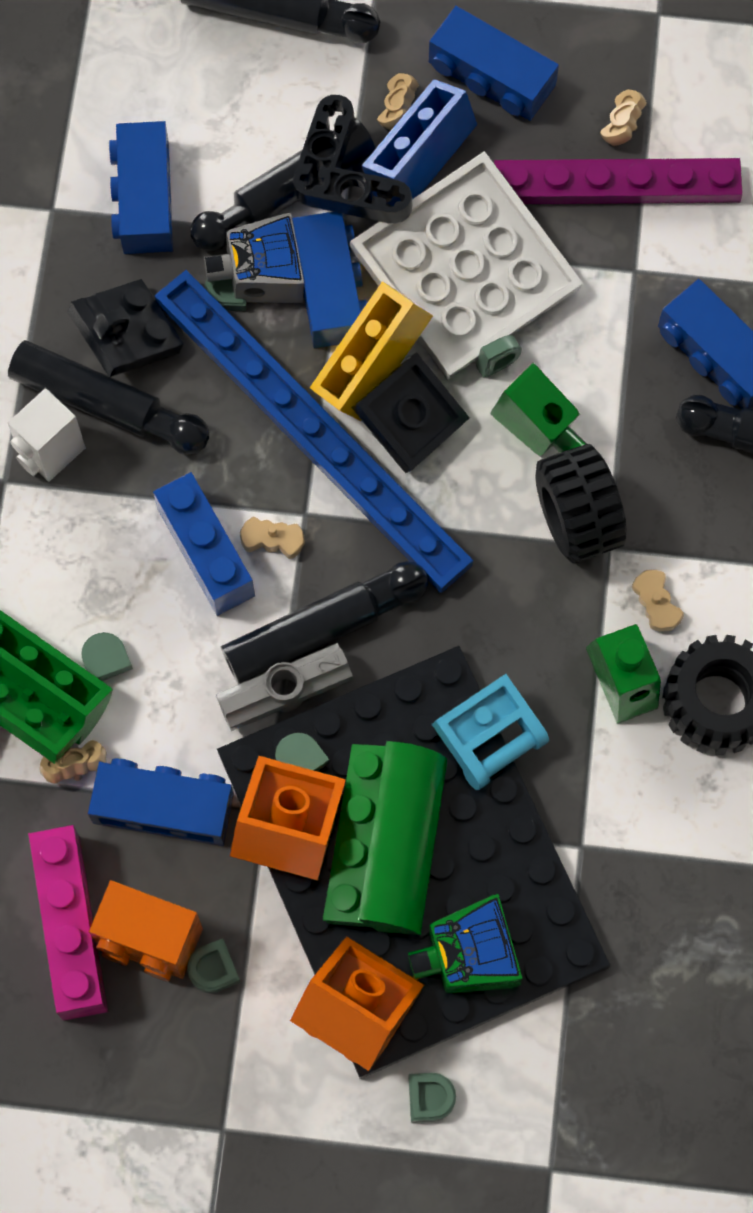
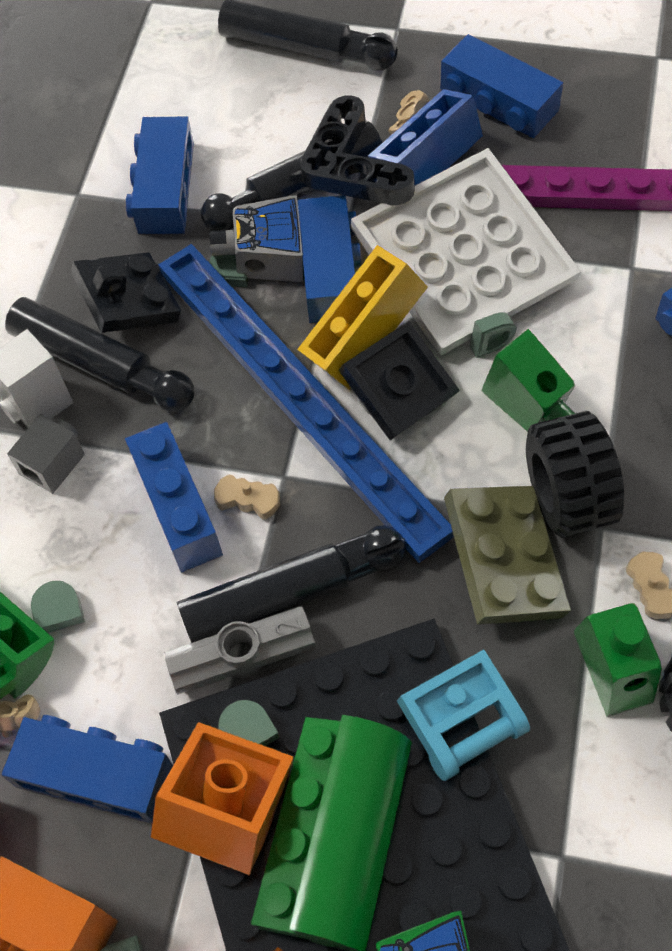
camera: 10 degrees right, 10 degrees down
(72, 505) = (47, 452): none -> dark grey brick
(521, 580) = (506, 554): none -> olive plate
(623, 117) = (624, 134): tan piece -> none

